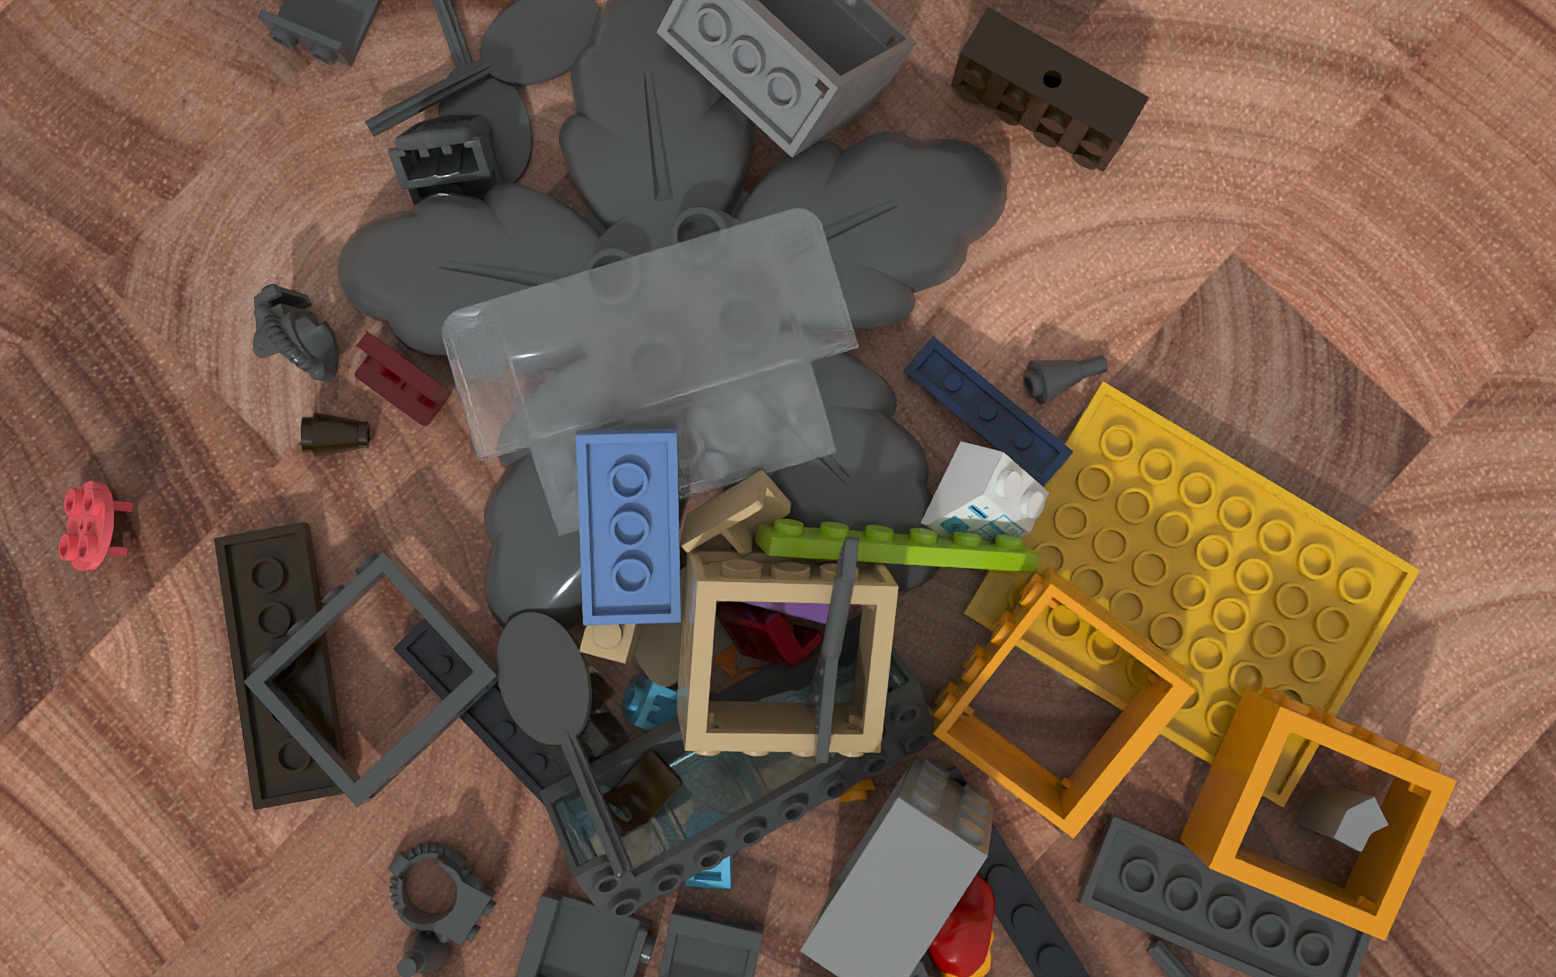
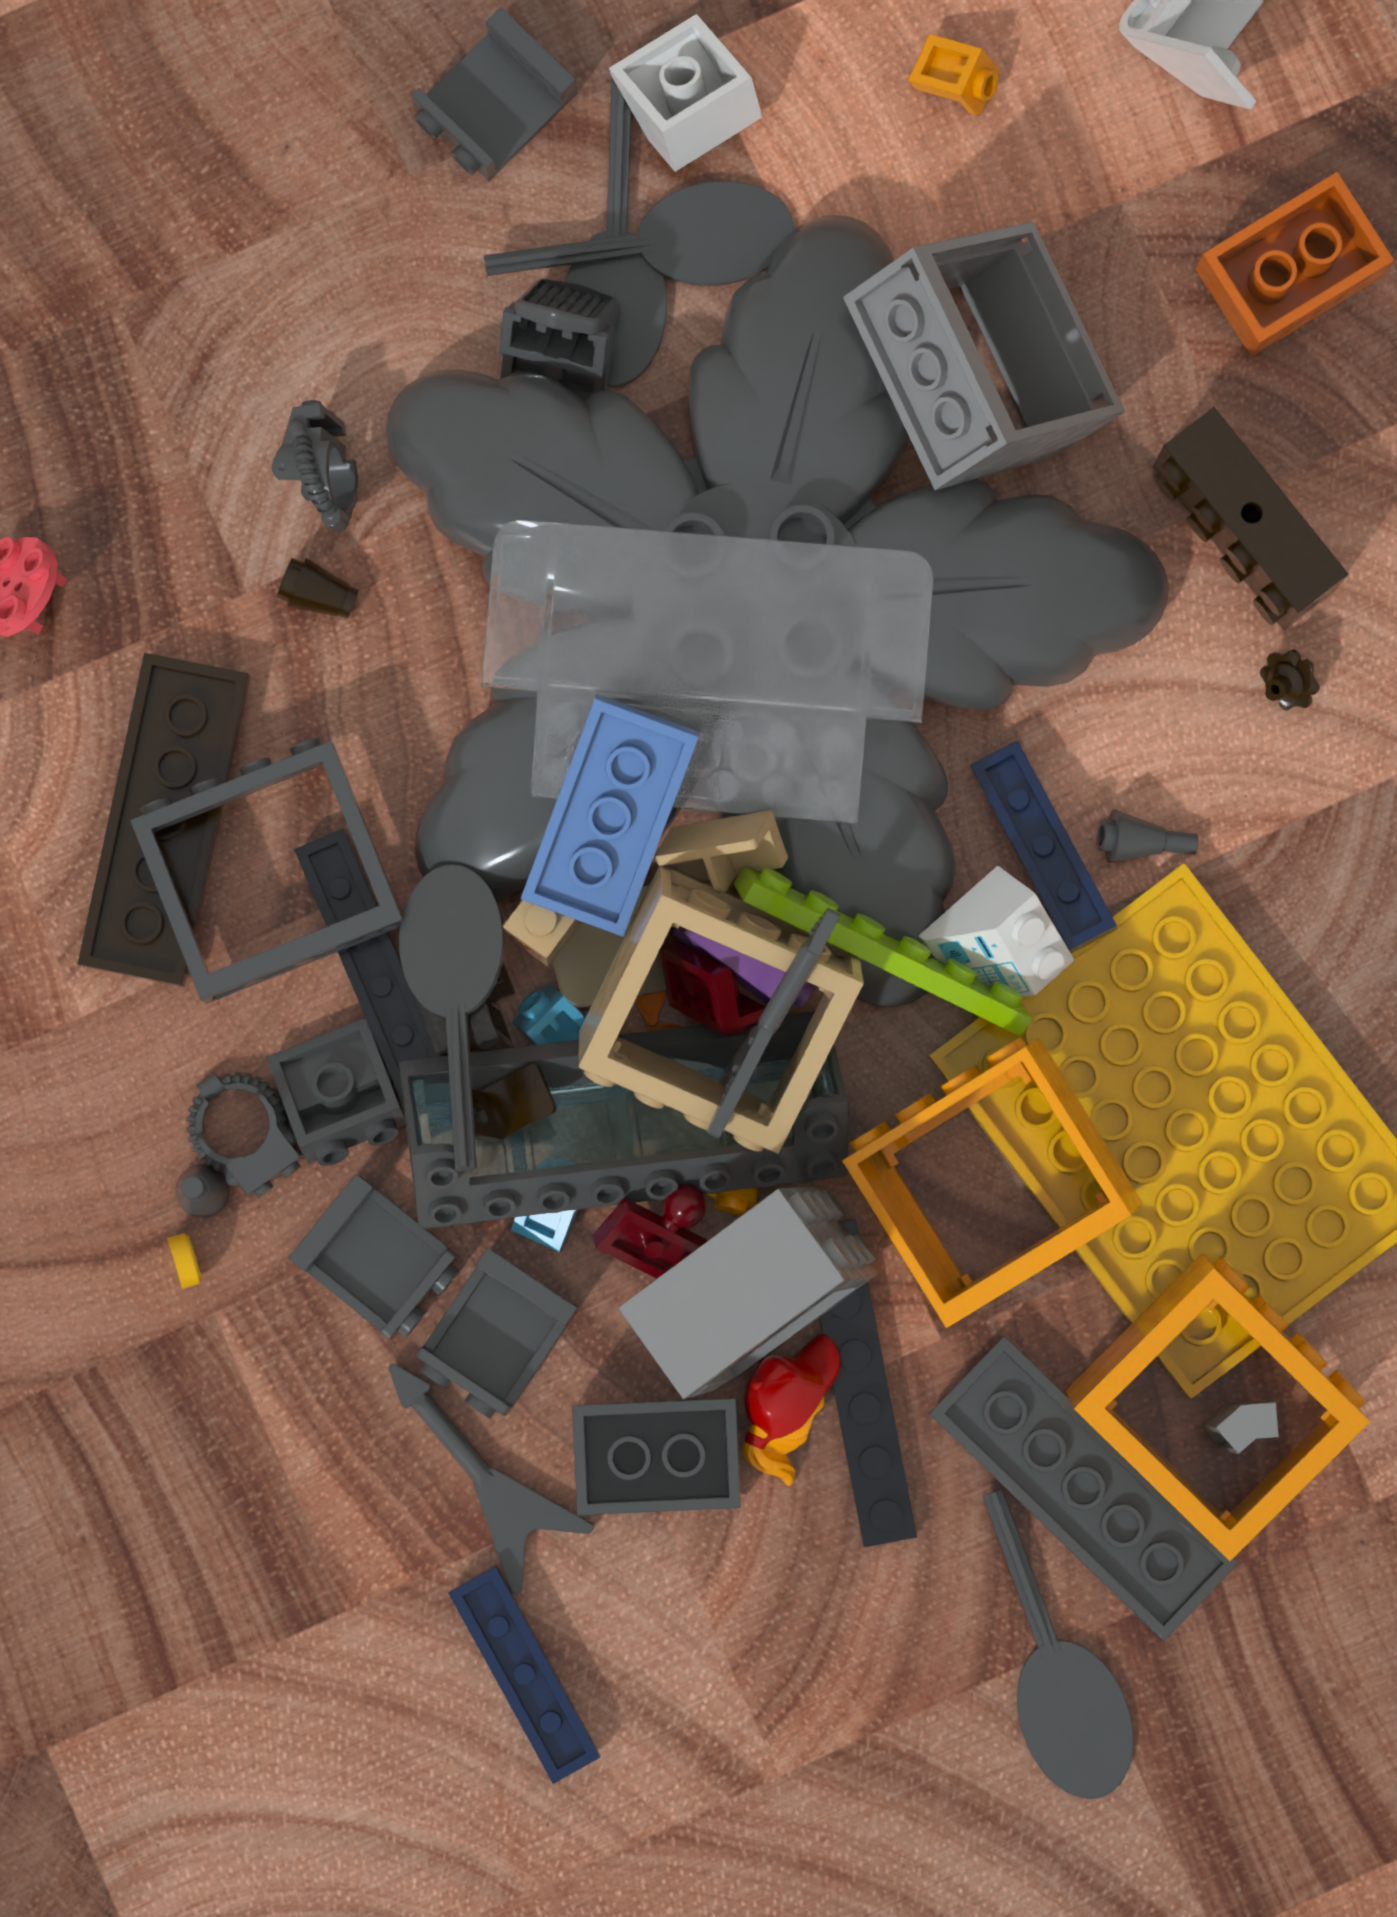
camera: 15 degrees right, 0 degrees up
(400, 381) = (413, 560): dark red bracket -> none
(500, 833) = (337, 1093): none -> dark grey plate
(806, 854) = (651, 1240): none -> dark red plate
(1126, 206) = (1289, 679): none -> dark brown plant

